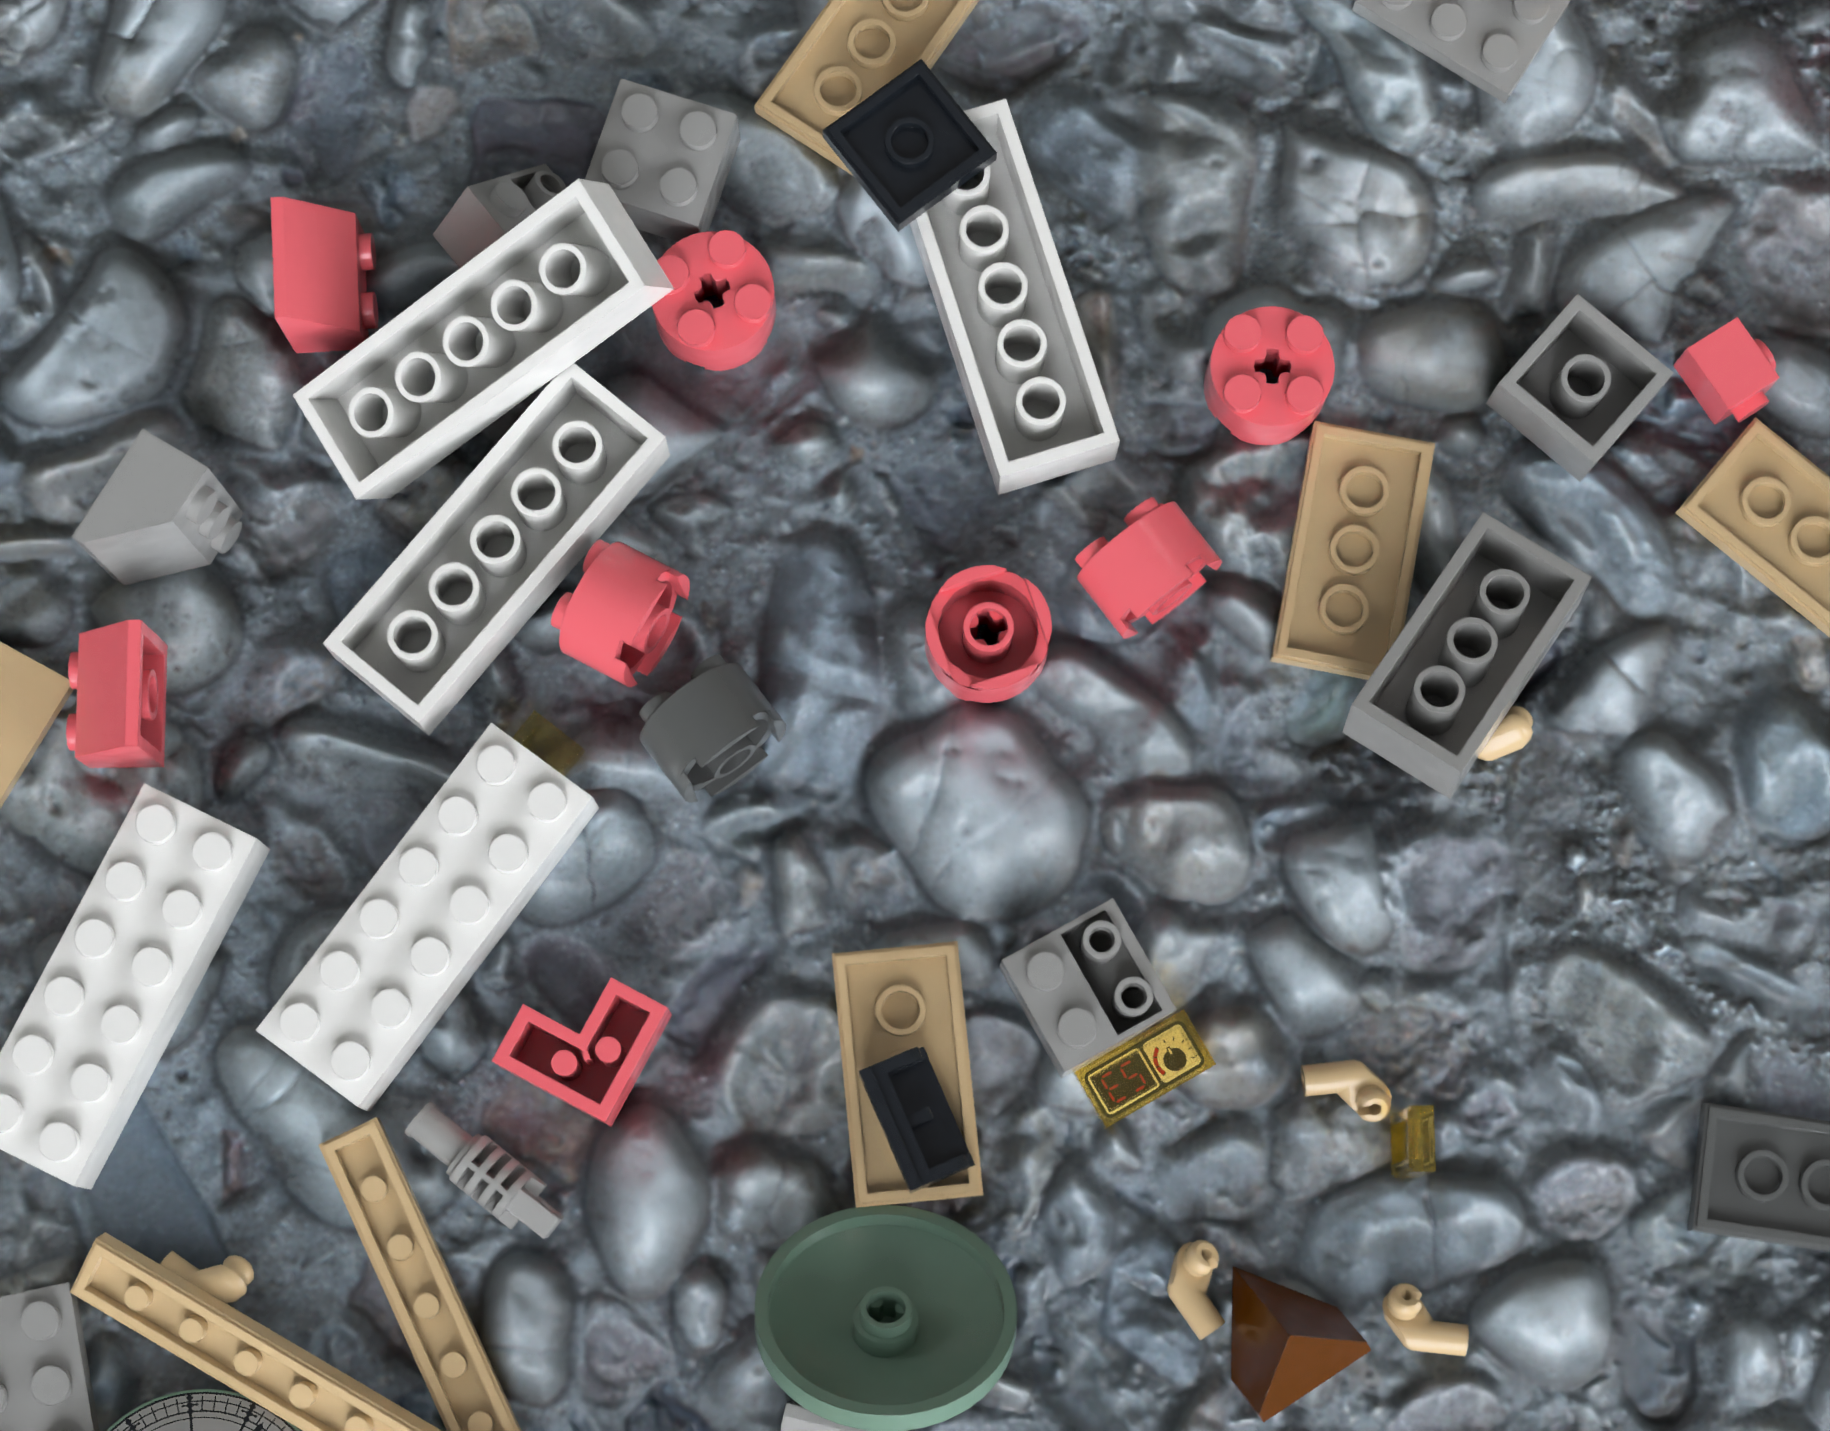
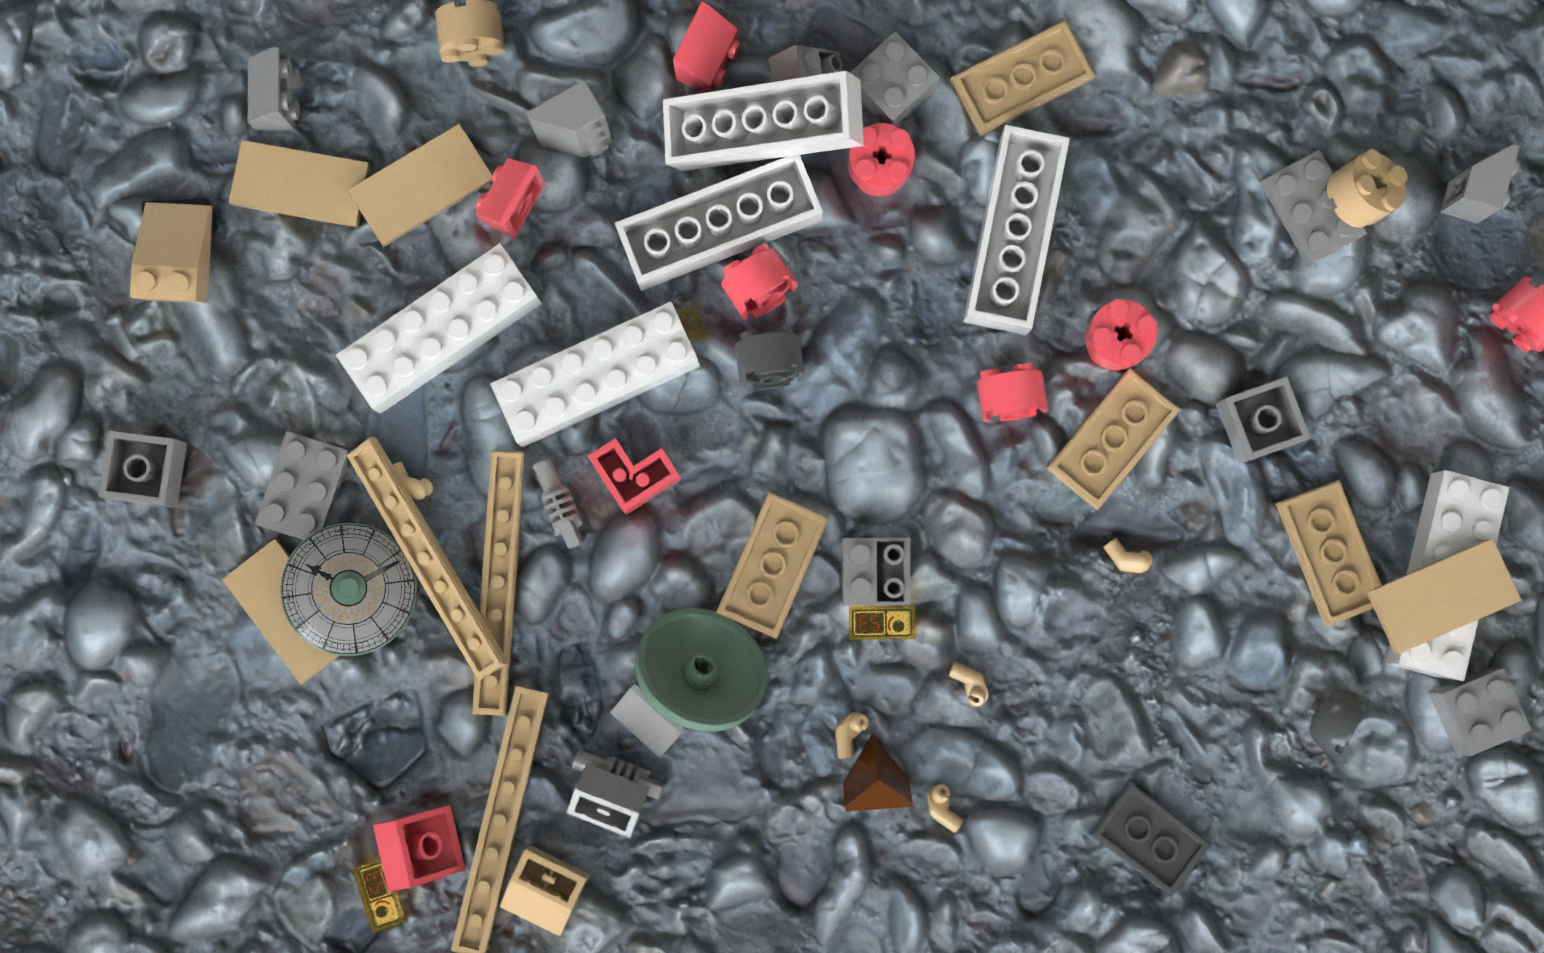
camera: 30 degrees right, 5 degrees up
(909, 145) = (1012, 135): black tile -> none
(916, 1118) = (765, 588): black hinge -> none
(1005, 604) = (936, 374): coral brick -> none
(1412, 1142) = (984, 724): clear yellow tile -> none
(1466, 655) = (1137, 516): light grey brick -> none
(1728, 372) = (1338, 452): coral brick -> none

